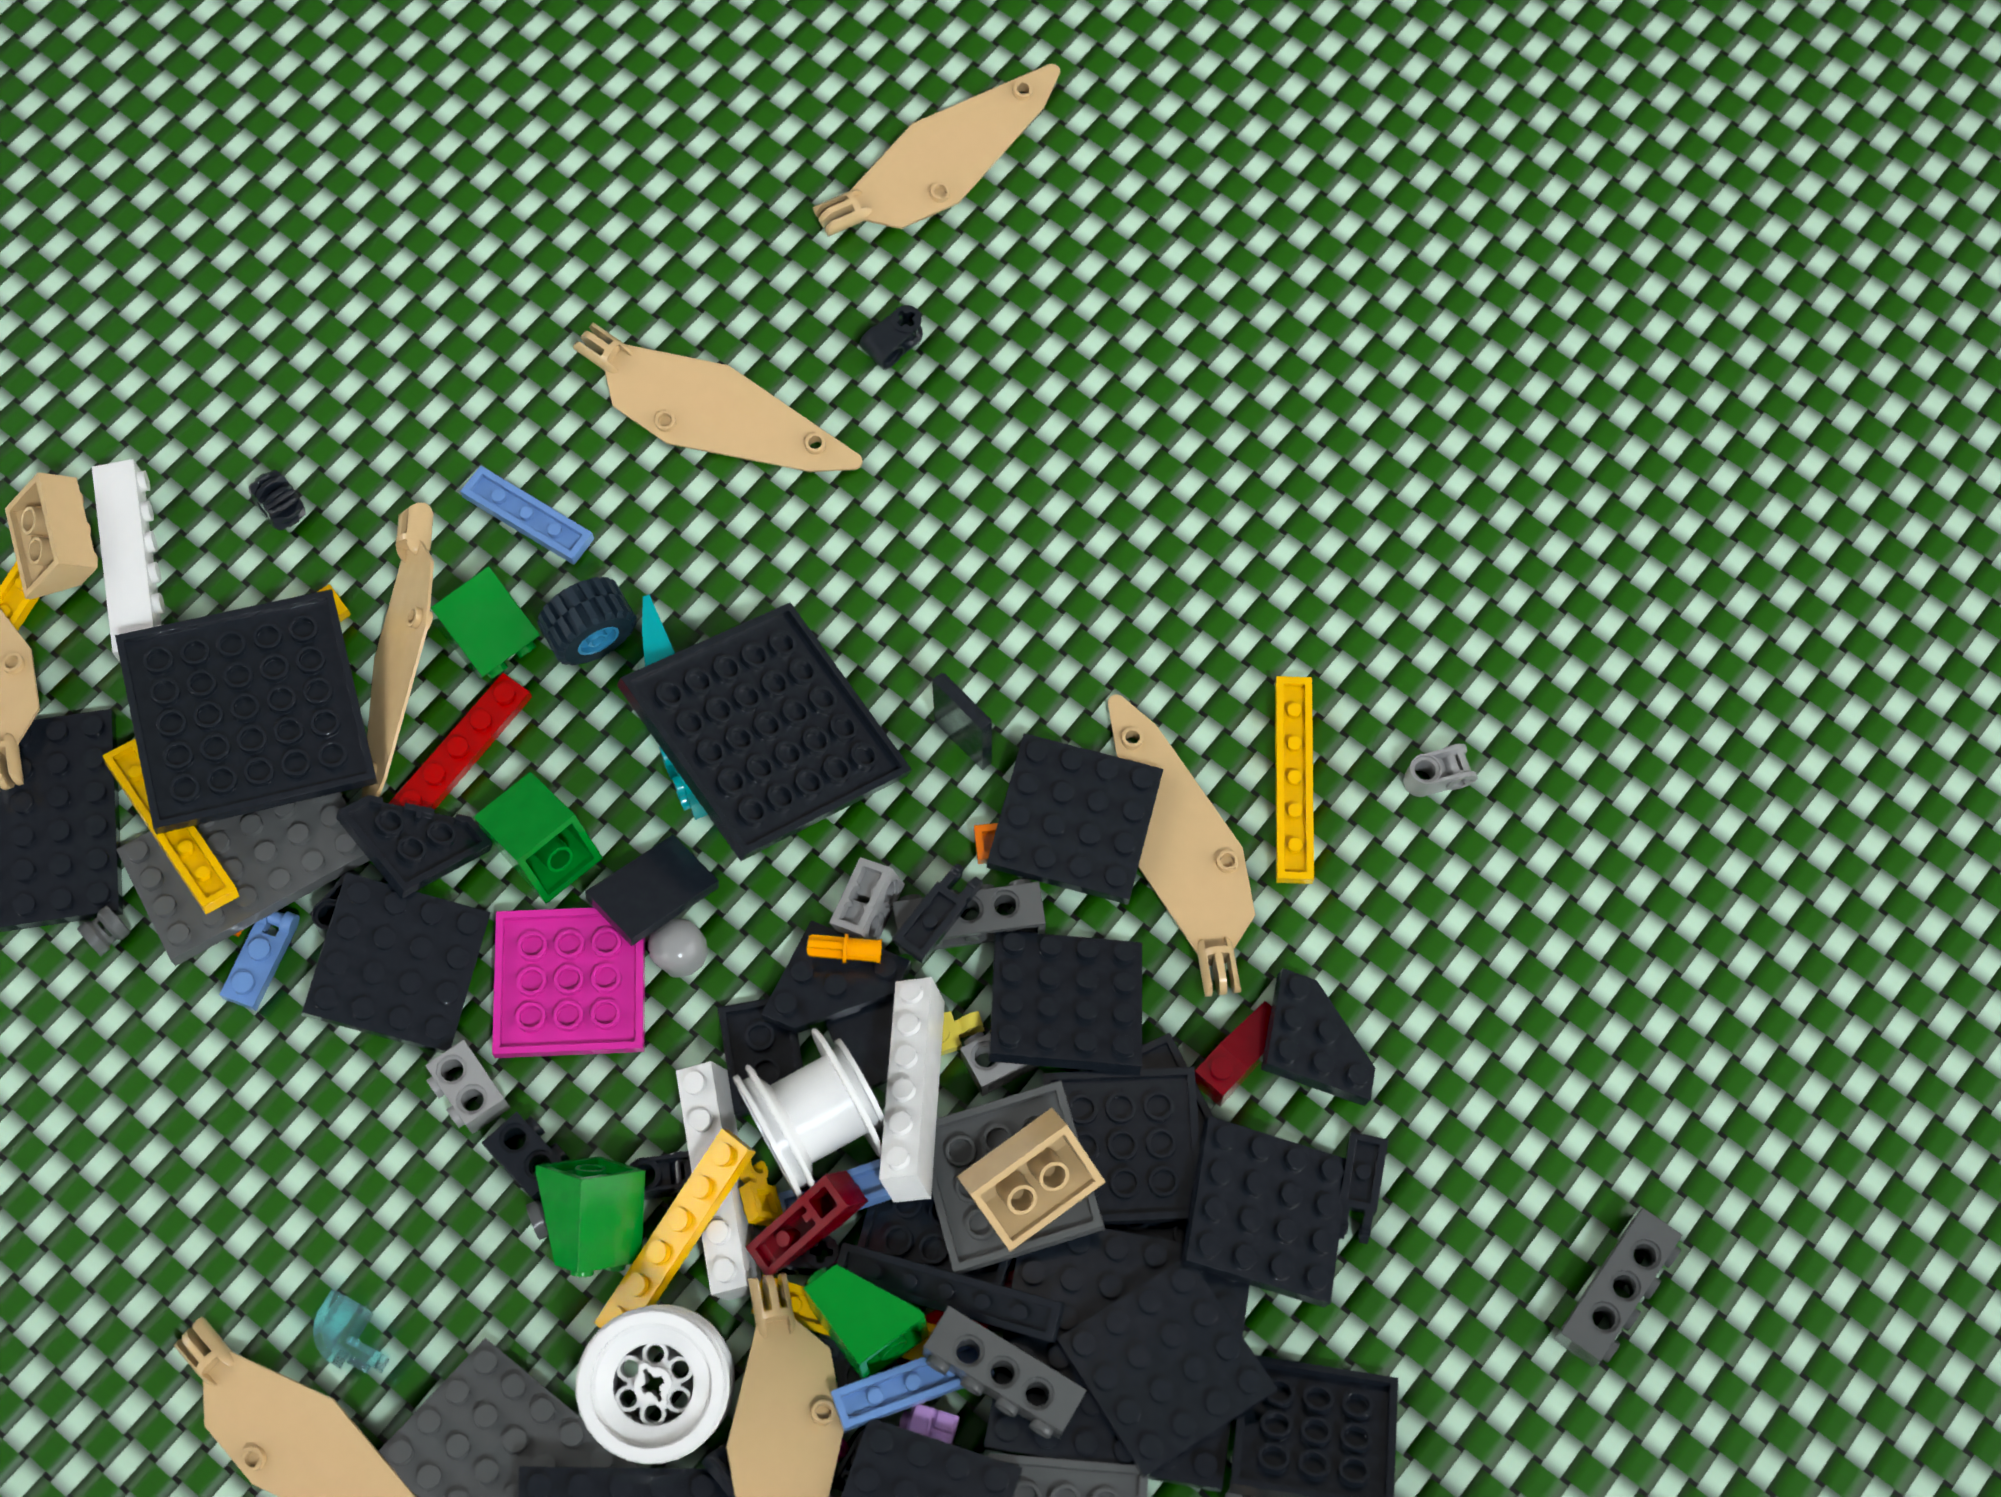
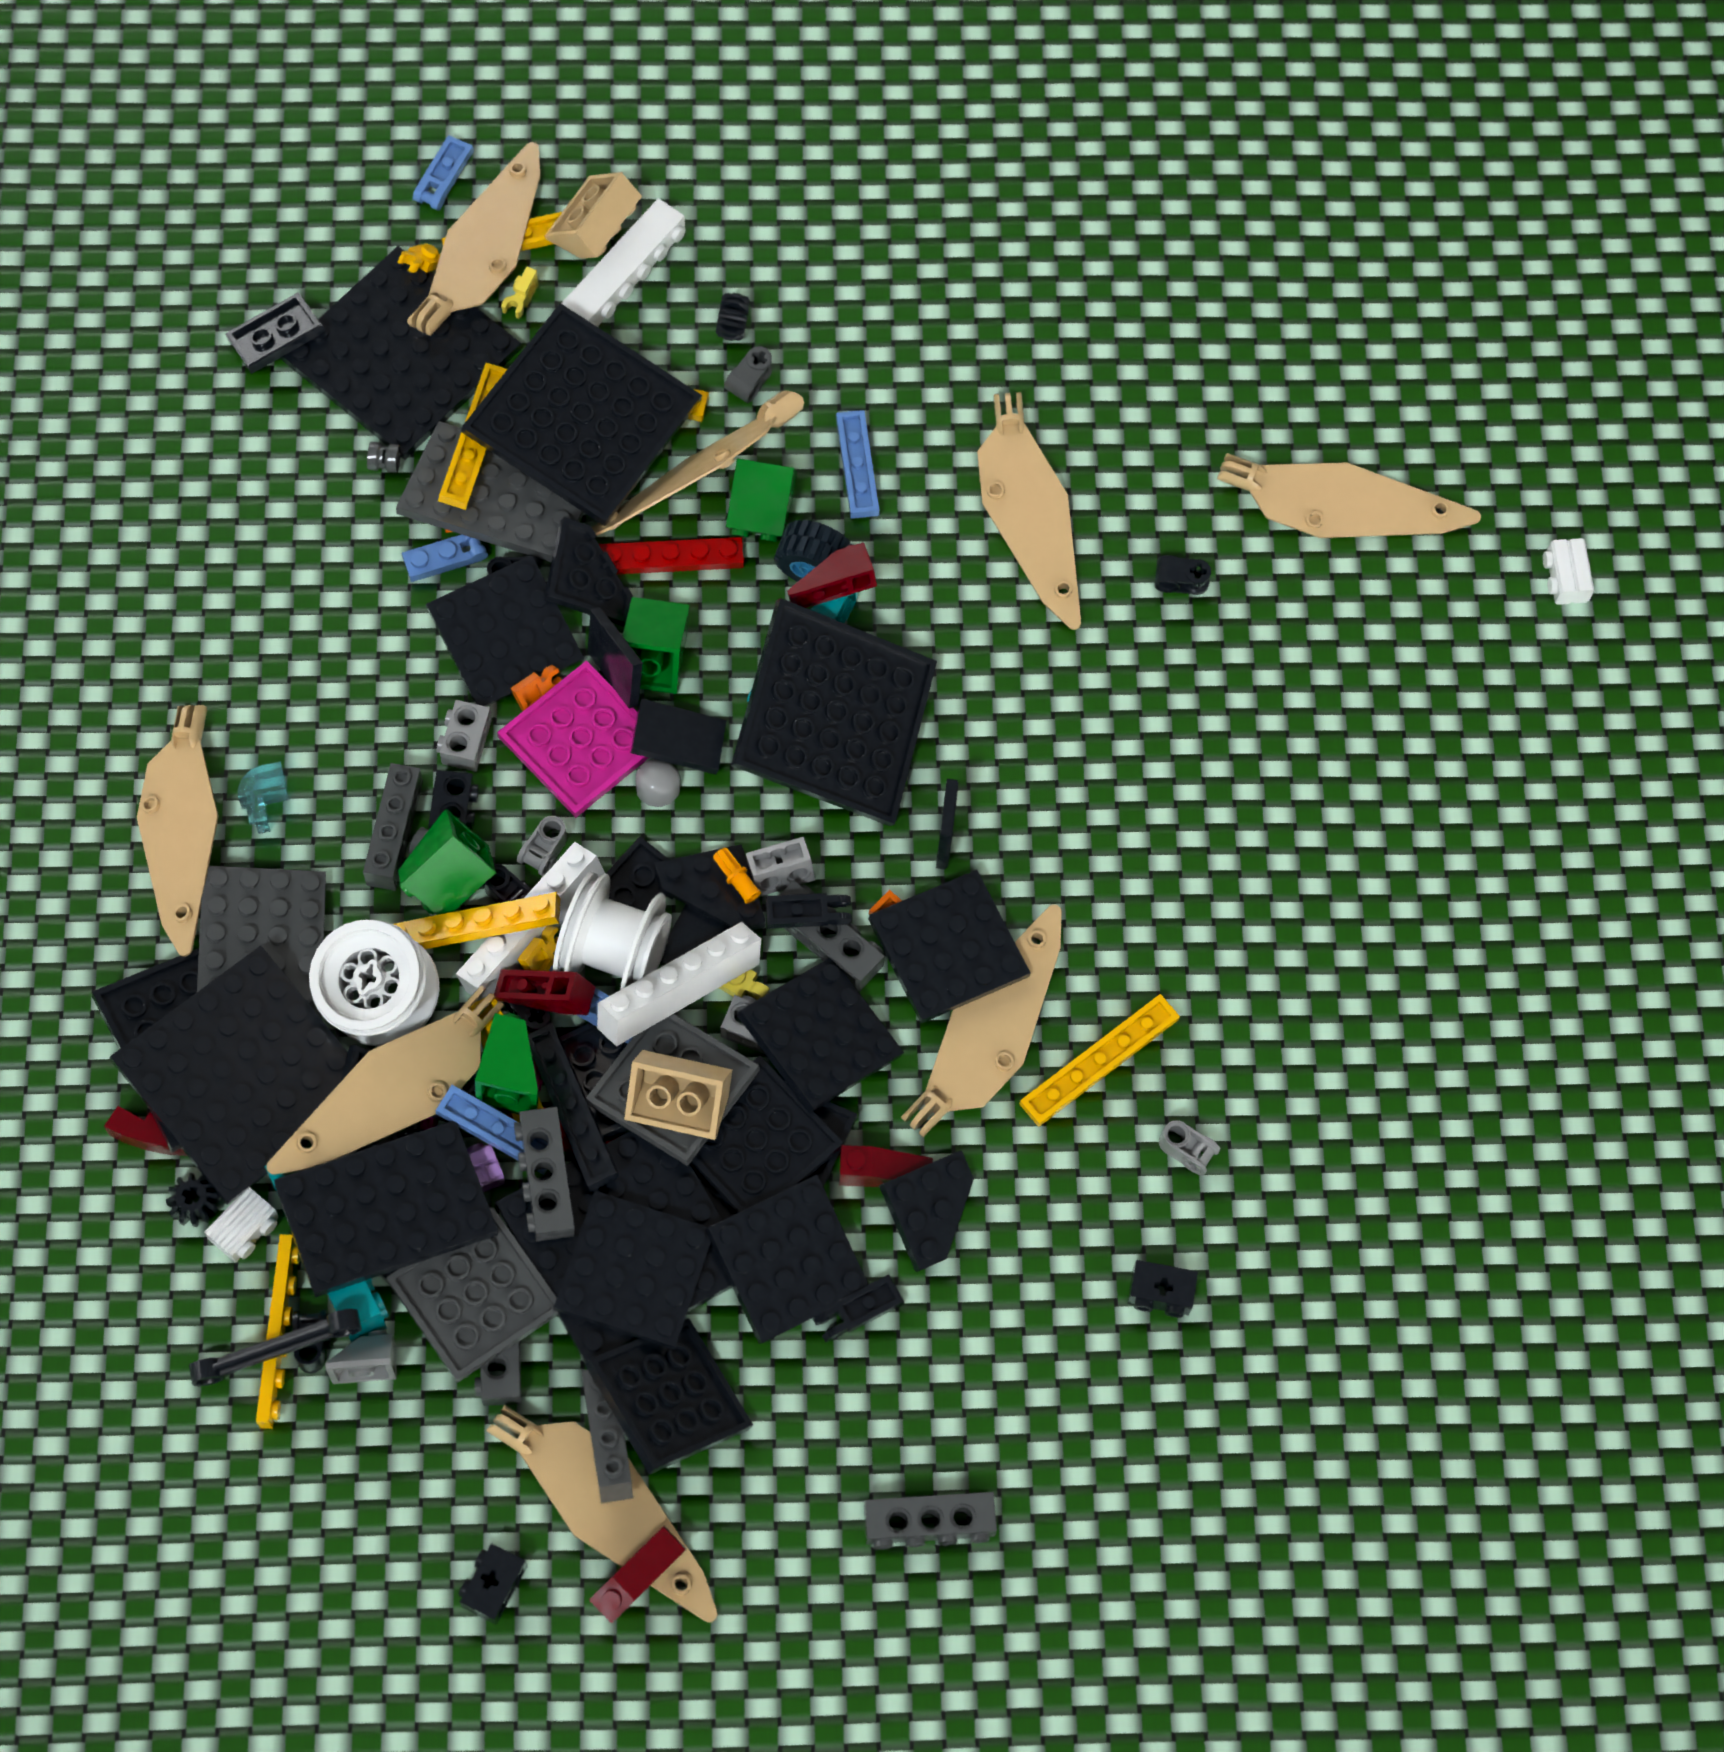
camera: 45 degrees right, 0 degrees up
(58, 659) = (524, 290): none -> light yellow plate
(348, 536) = (750, 374): none -> dark grey piece
(479, 980) = (534, 687): none -> orange plate
(499, 1233) = (393, 826): none -> dark grey brick
(523, 881) = (614, 657): none -> black tile
(639, 610) = (837, 576): none -> dark red slope
(650, 1109) = (541, 850): none -> light grey piece
(1171, 41) = (1569, 571): none -> white brick
(1565, 884) = (1178, 1285): none -> black brick

